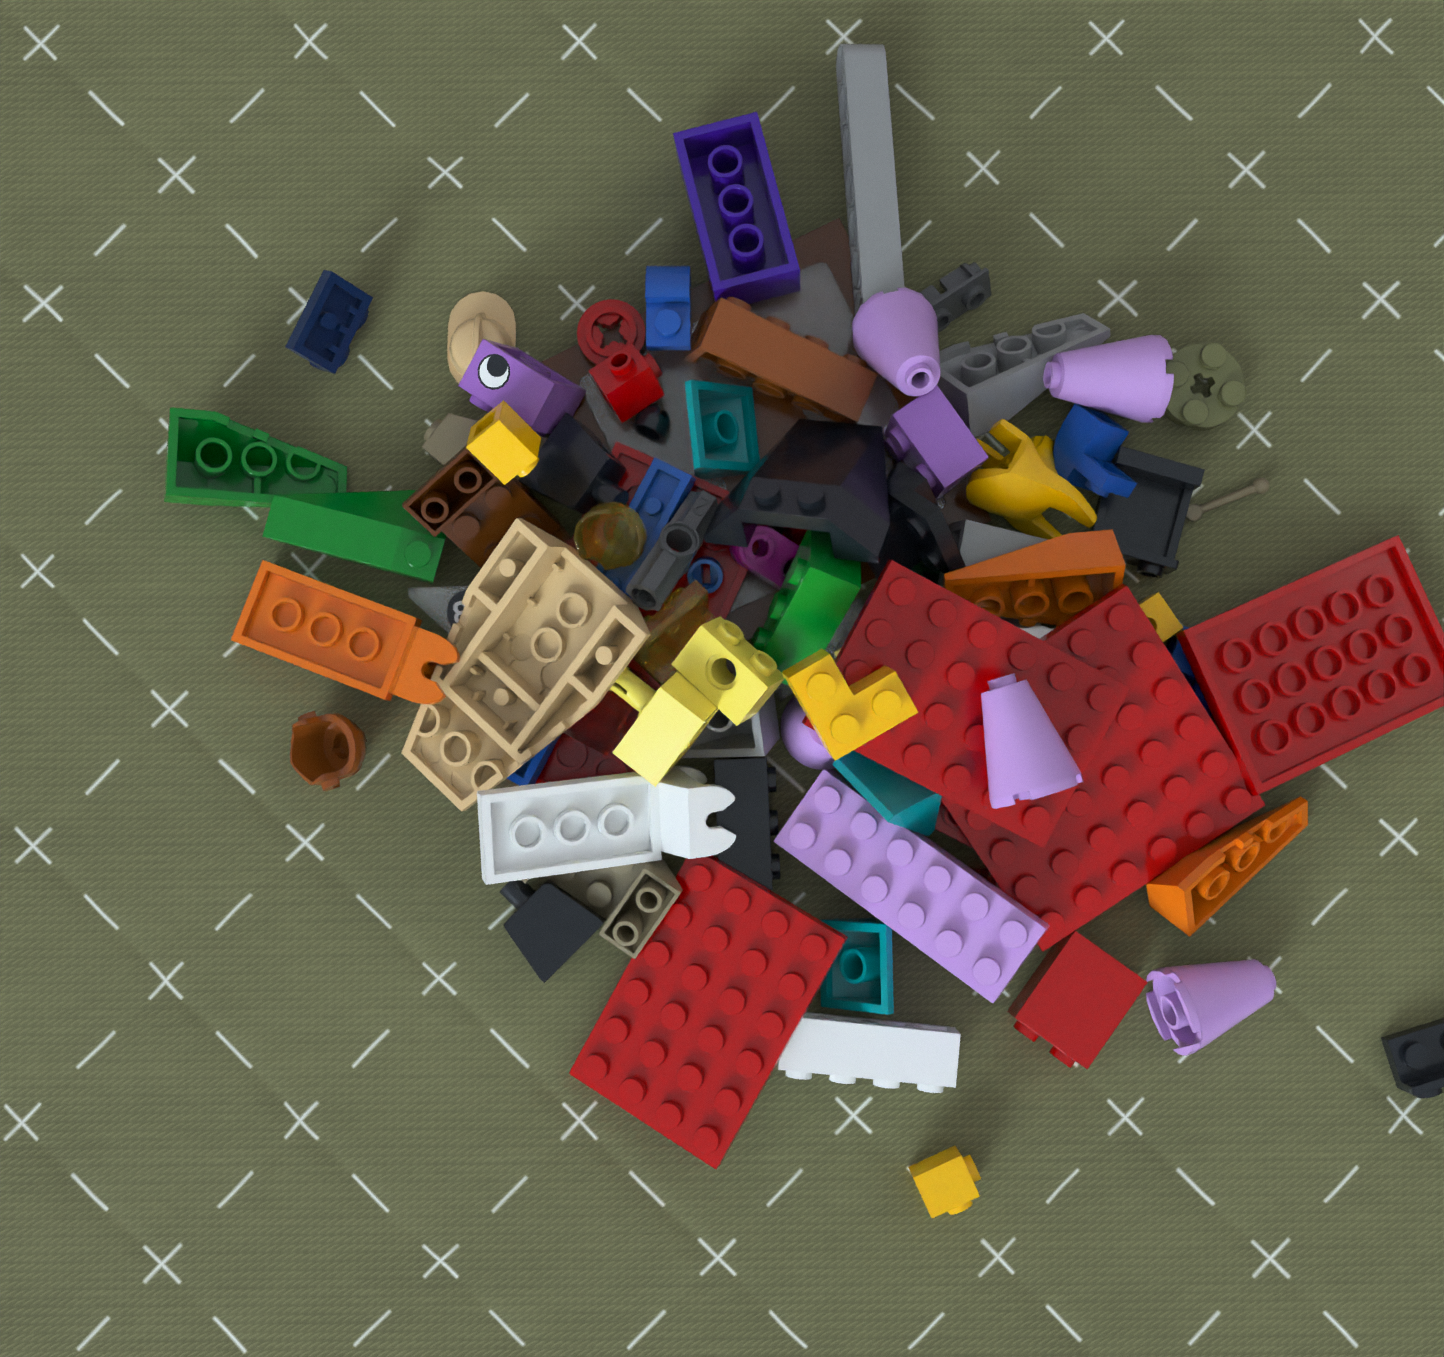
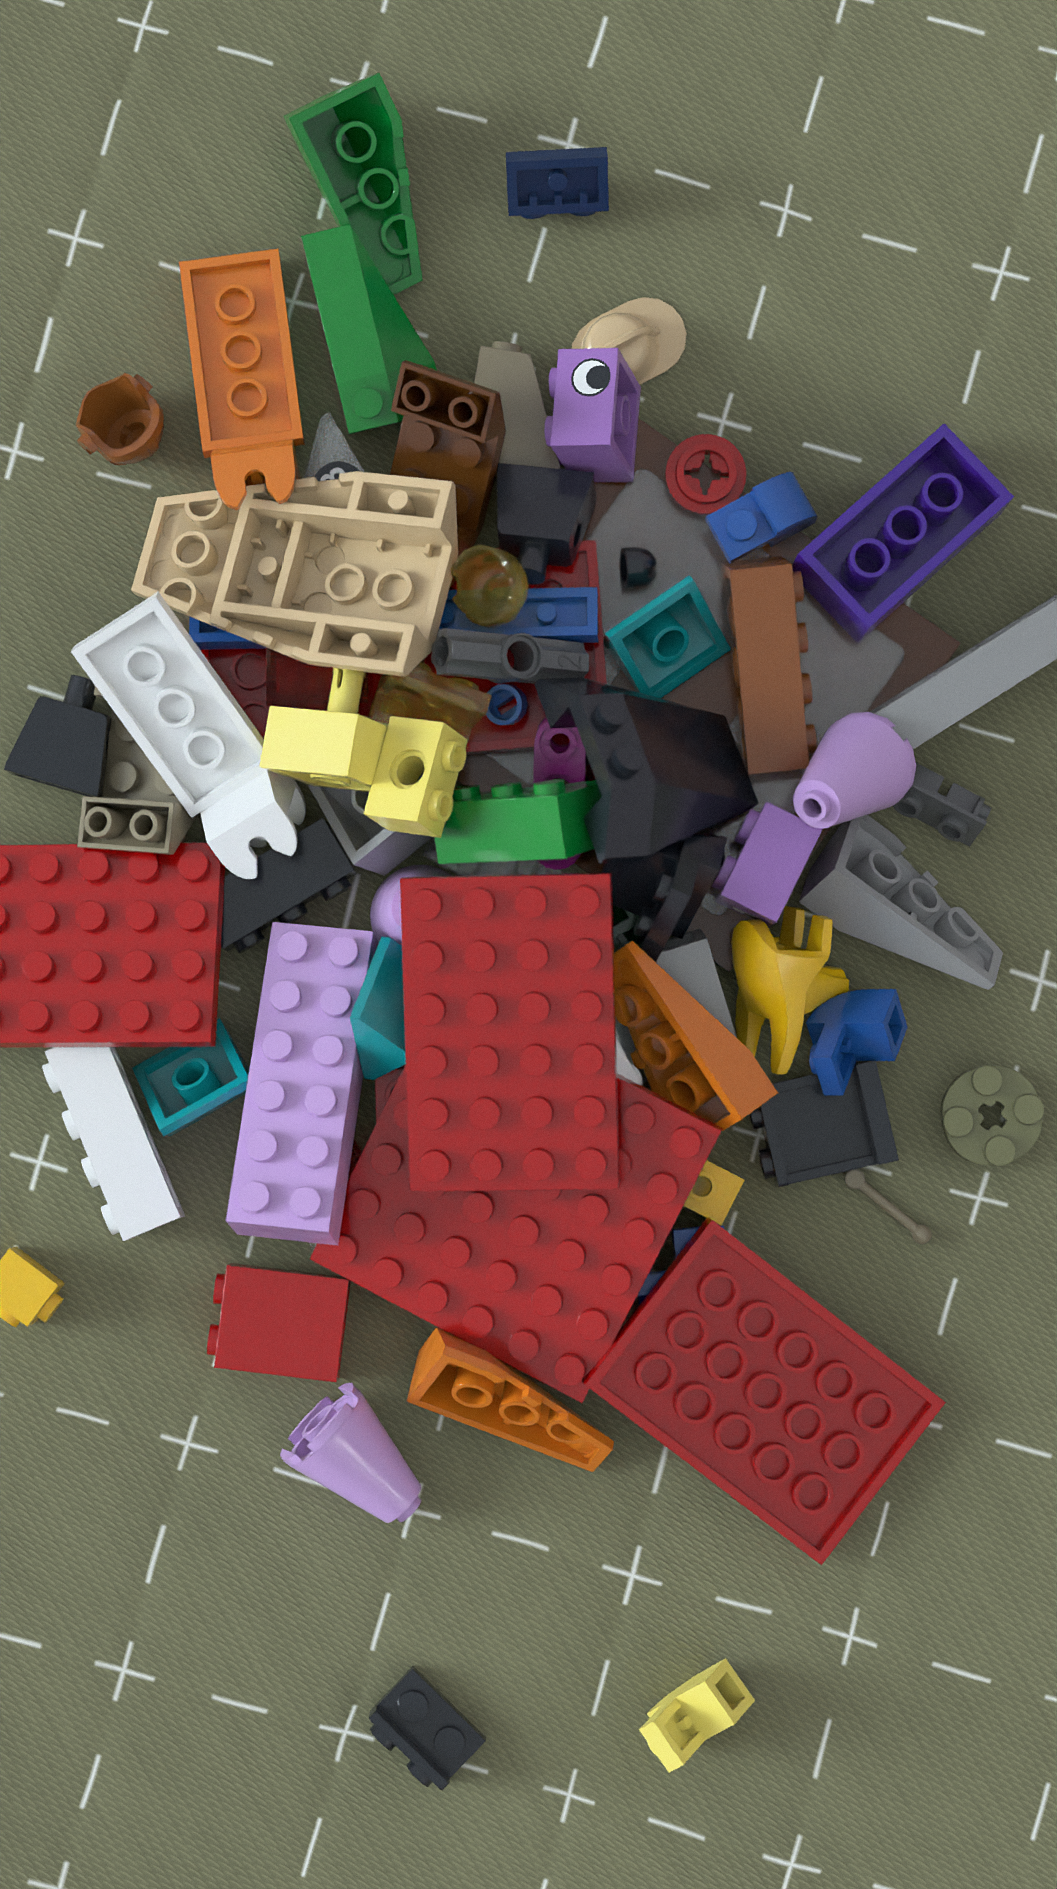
camera: 60 degrees right, 0 degrees up
(504, 443) = (521, 428): yellow brick -> none
(628, 381) = (662, 518): red brick -> none
(843, 713) = (427, 907): yellow brick -> none
(1022, 745) = (495, 1101): lavender cone -> none
(1115, 377) = (941, 1012): lavender cone -> none

